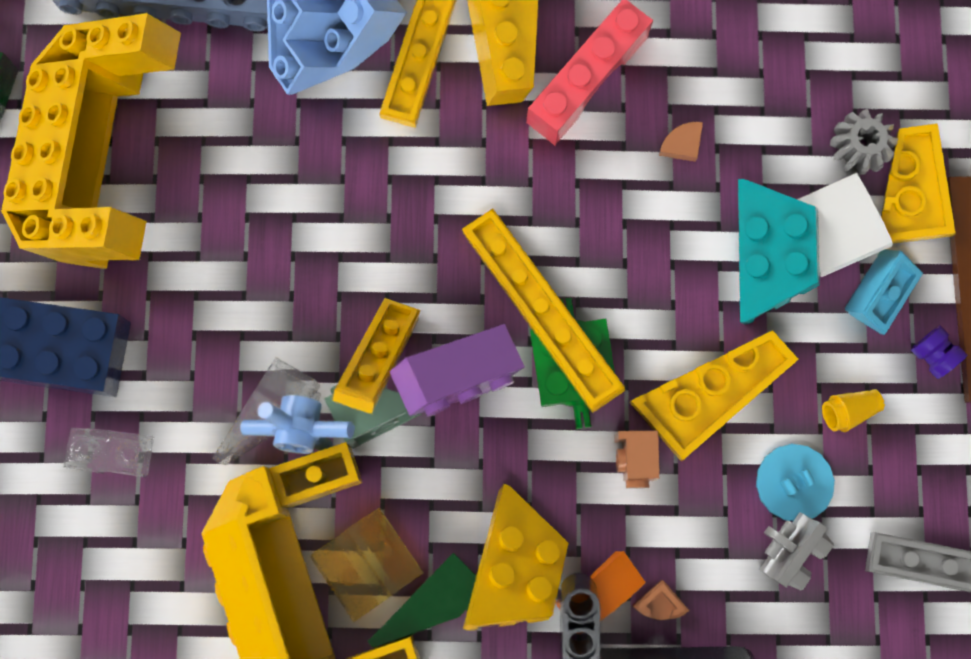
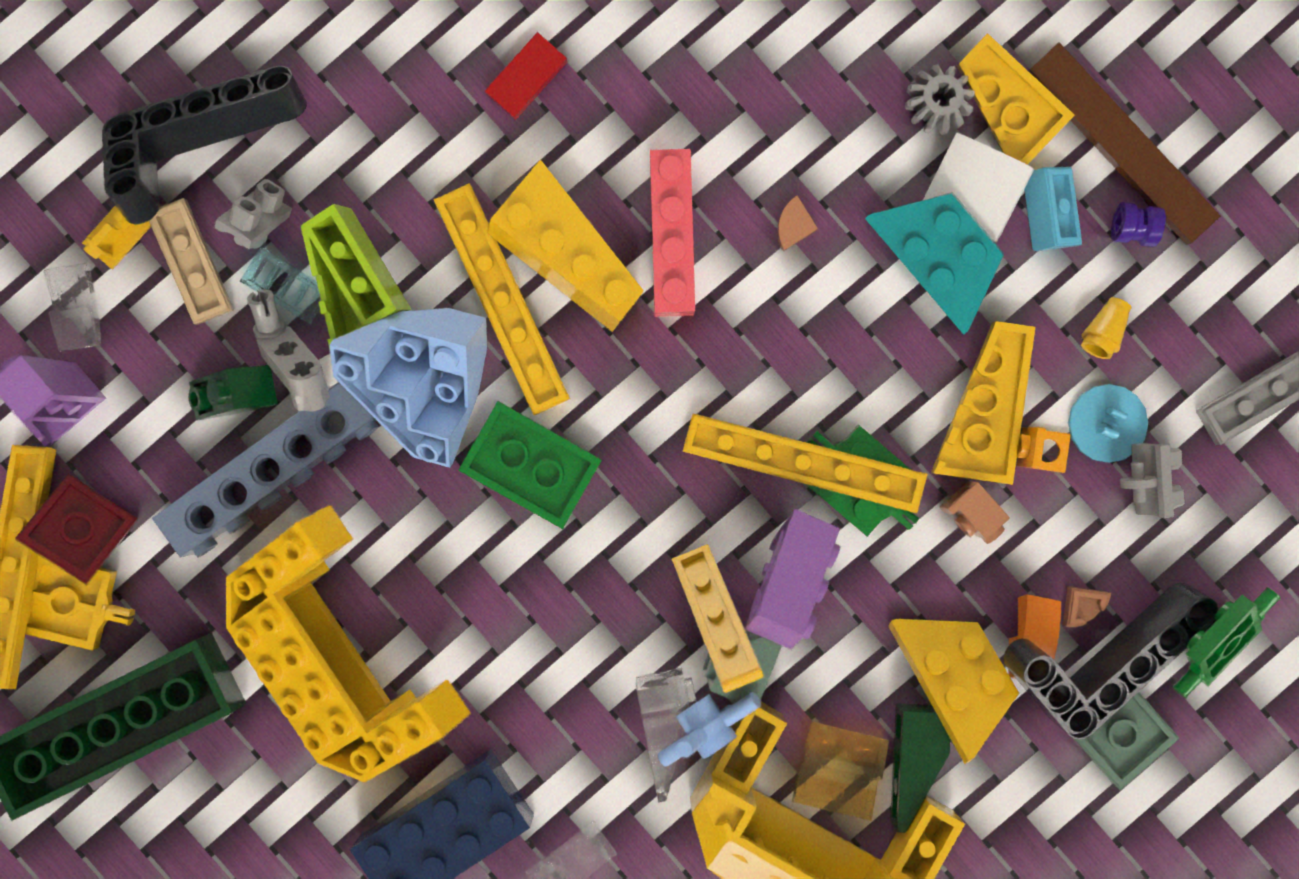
camera: 40 degrees left, 10 degrees up
(345, 145) = (530, 465): none -> green plate
(722, 443) = (1031, 449): none -> light orange bracket

